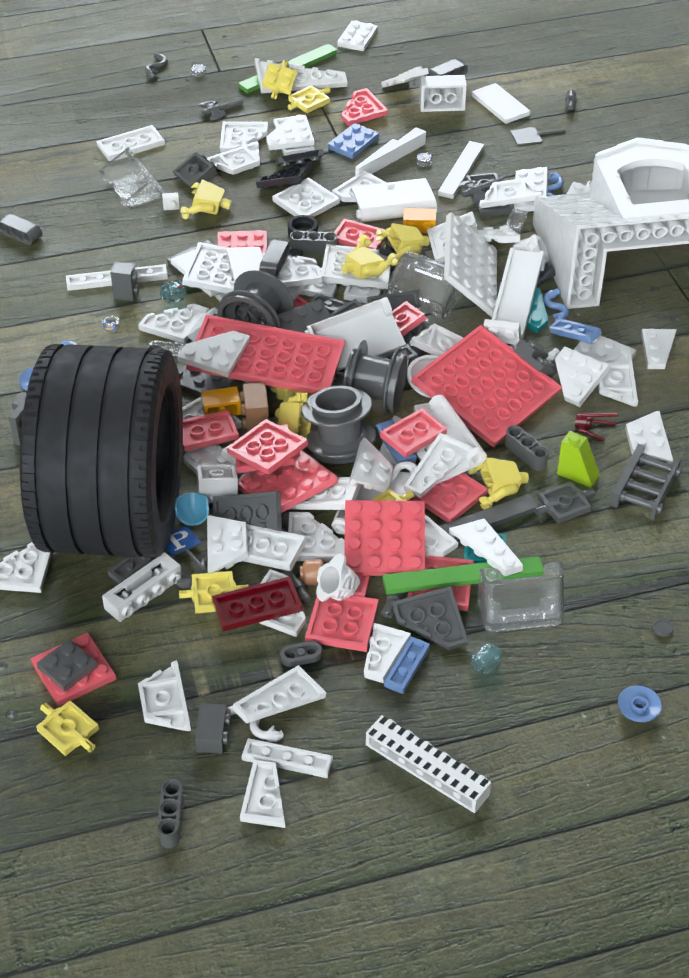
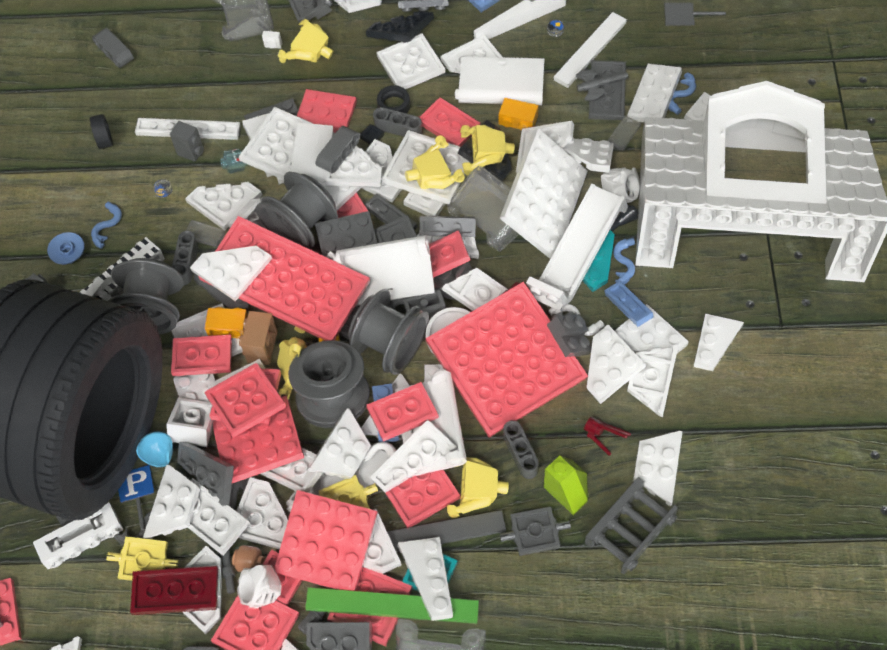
camera: 20 degrees right, 15 degrees up
(37, 287) = (101, 131): none -> black tyre
(509, 192) = (626, 97): white wing -> none

